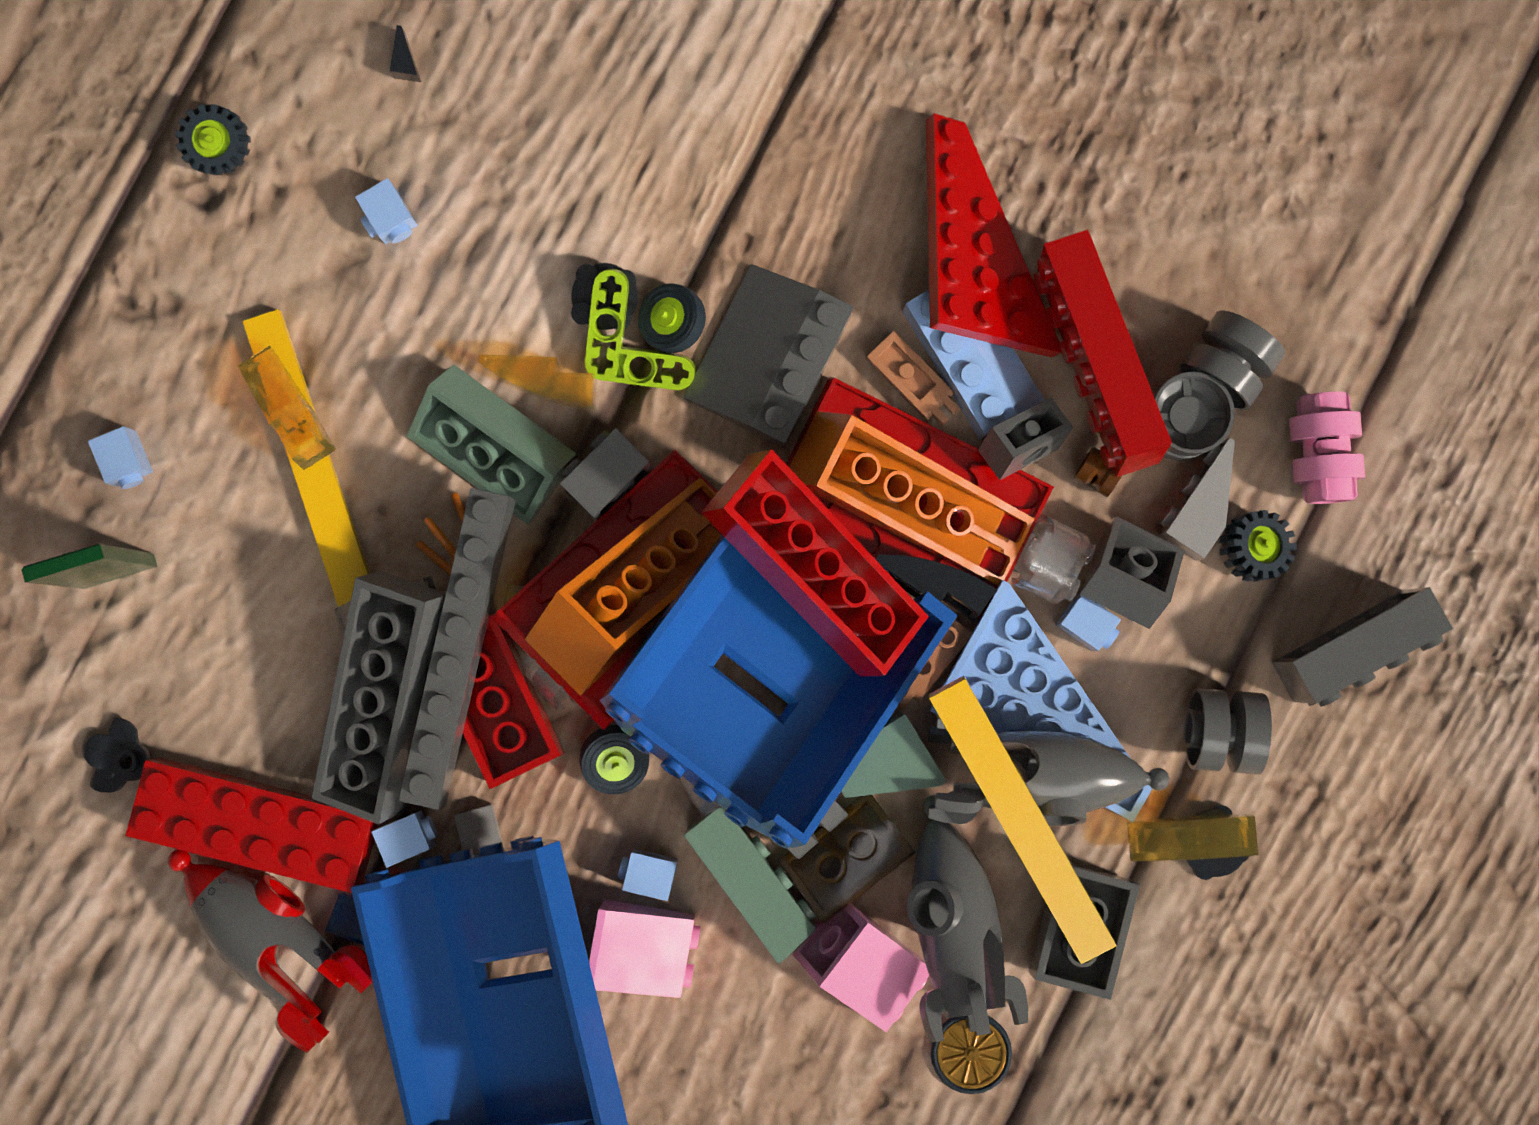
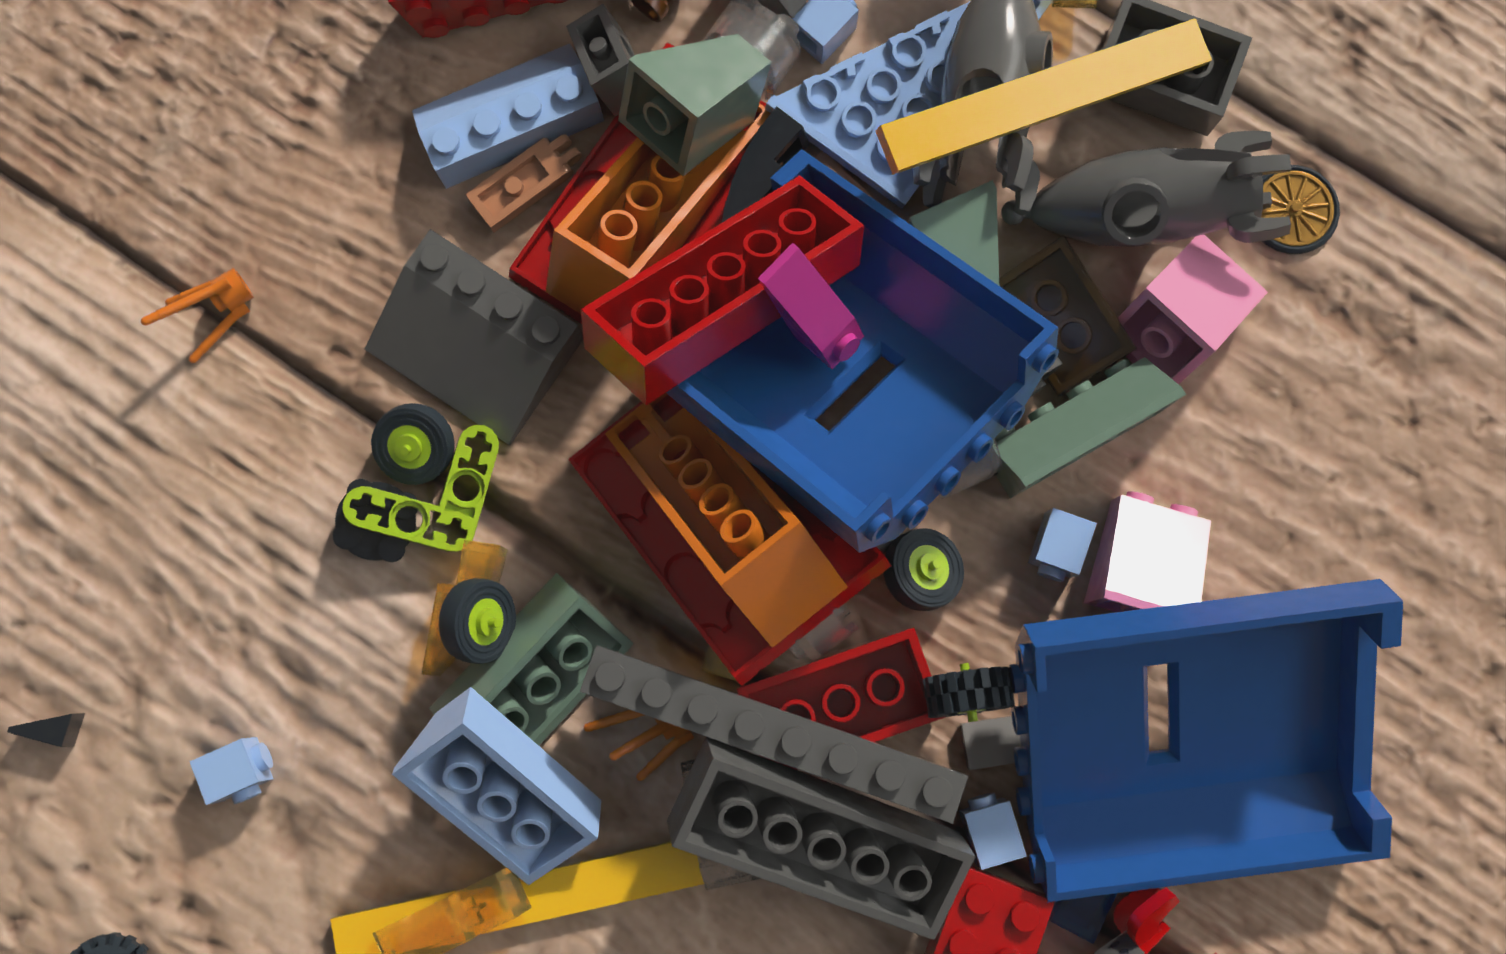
camera: 75 degrees left, 5 degrees down
(392, 433) = (500, 787): none -> light blue slope
(507, 804) = (968, 692): none -> black wheel
(524, 395) = (477, 620): none -> black wheel
(605, 473) = (587, 537): dark grey brick -> none
(785, 139) = (224, 291): none -> orange plant
(804, 640) = (811, 307): none -> dark pink slope
(973, 259) = (403, 93): red wing -> none
(988, 517) = (693, 97): none -> sand green slope

